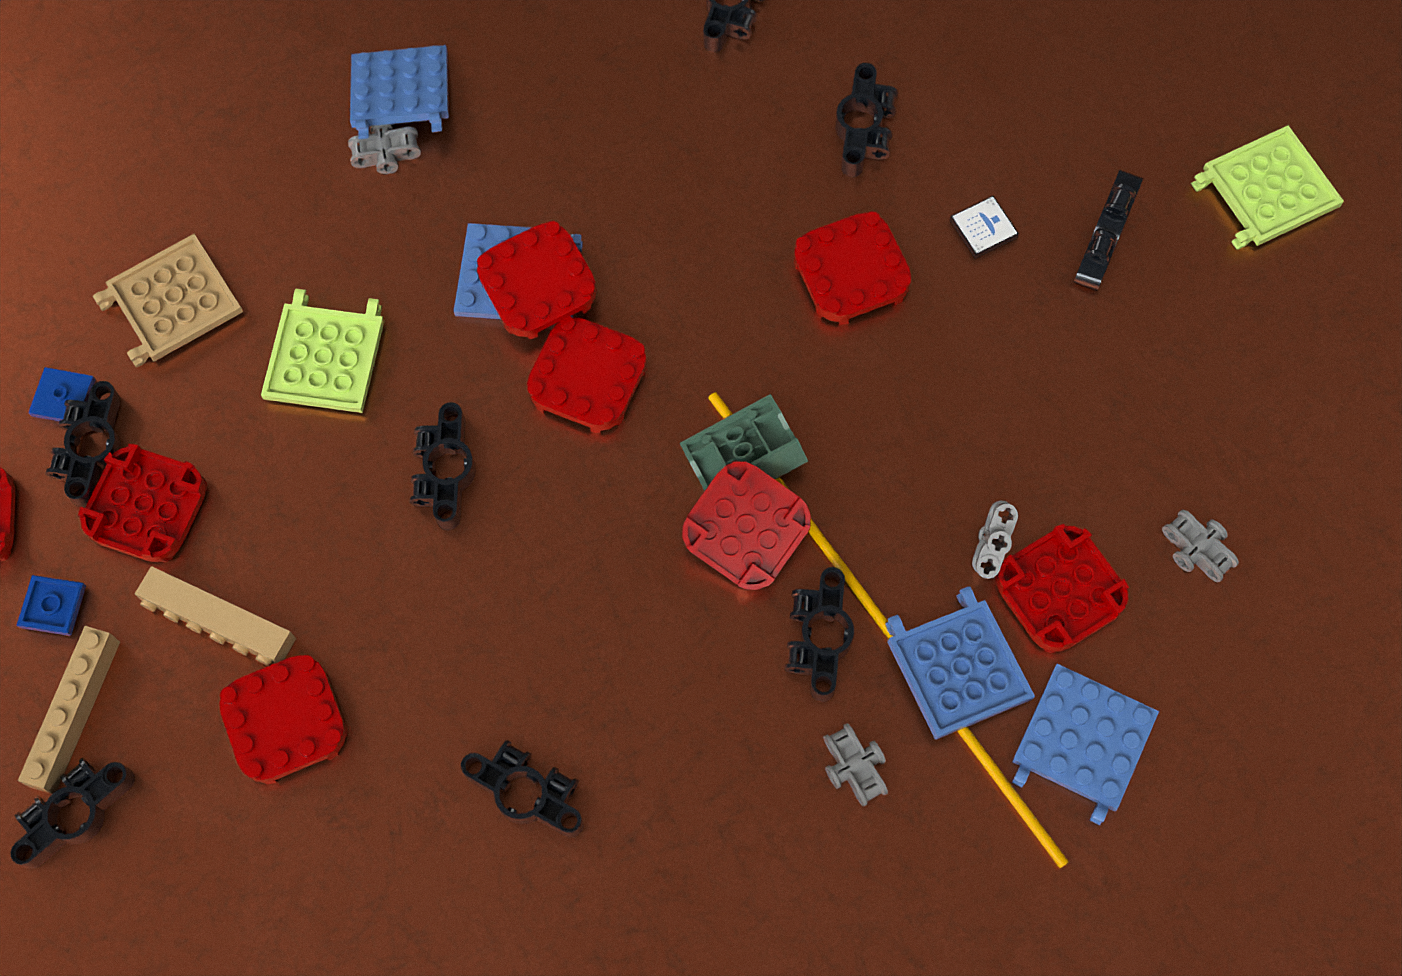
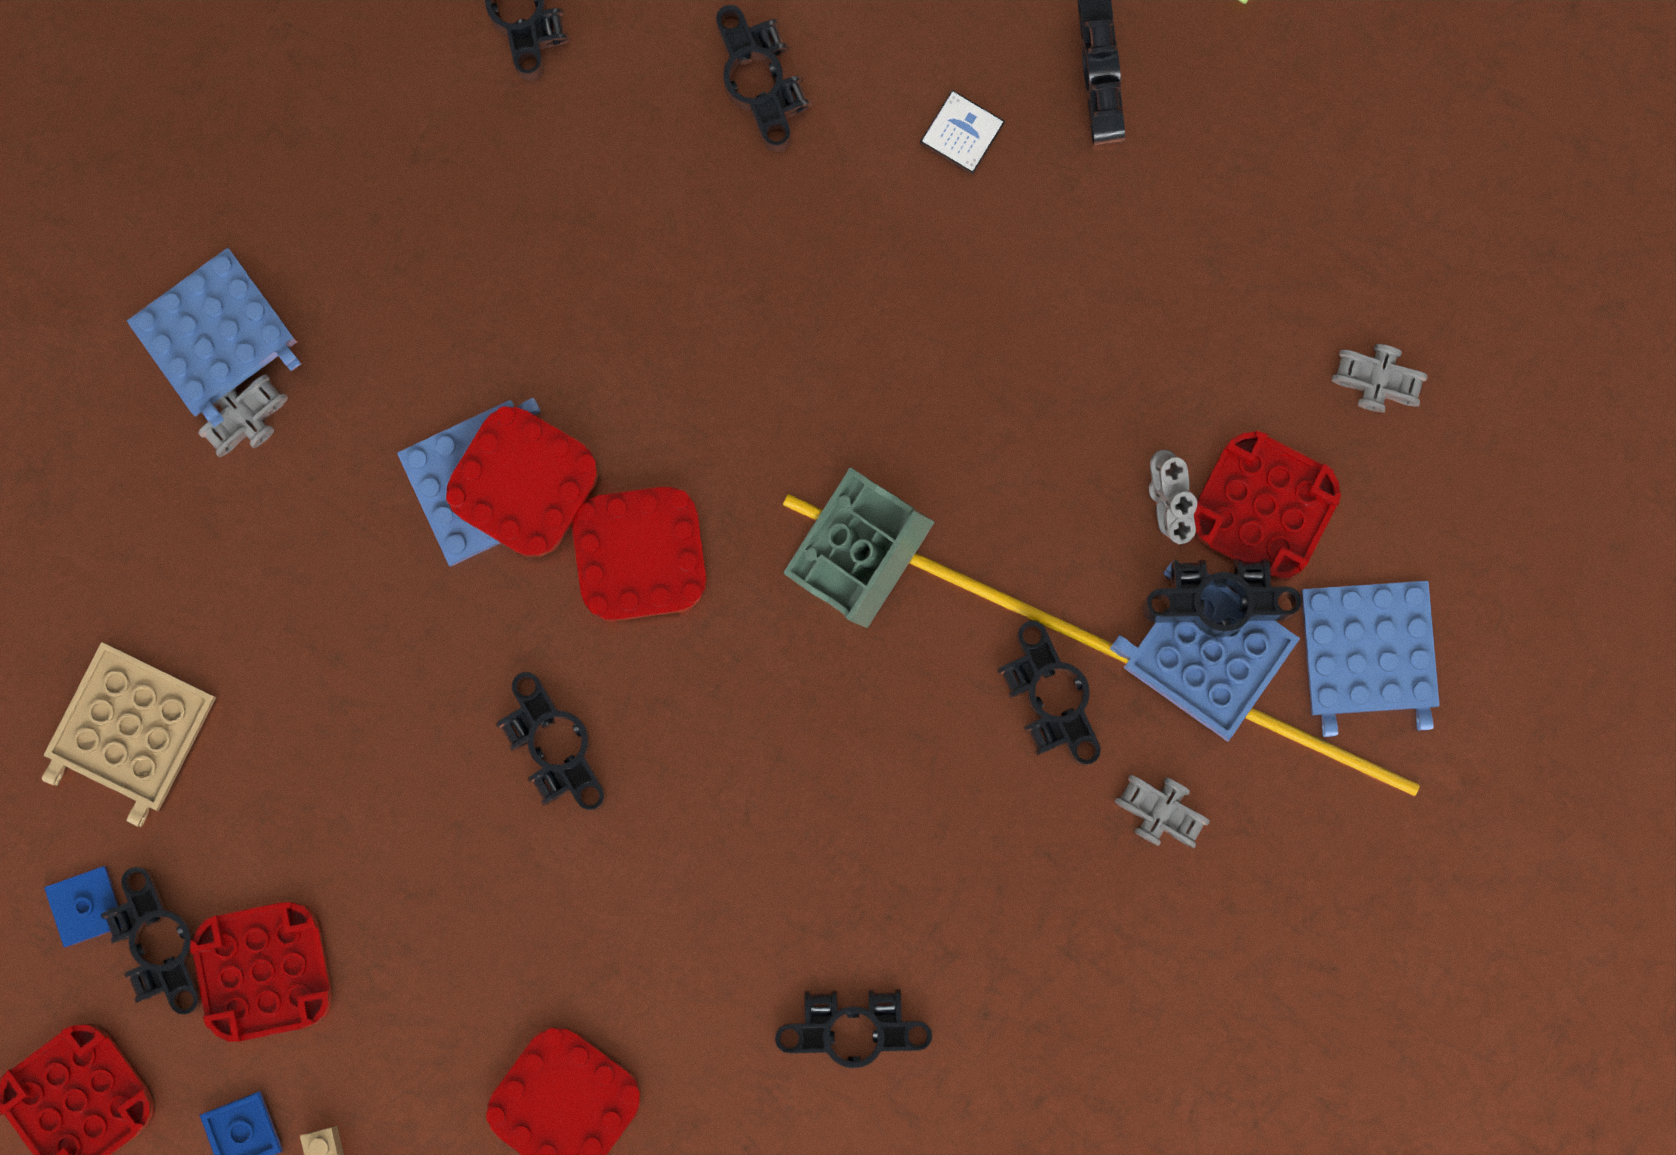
camera: 30 degrees left, 15 degrees up
(214, 616) = (422, 1043): tan brick -> none
(323, 355) = (341, 697): yellowish green plate -> none
(746, 525) = (913, 631): red plate -> none
(852, 267) = (849, 265): red plate -> none
(1019, 630) = (1248, 579): none -> black piece

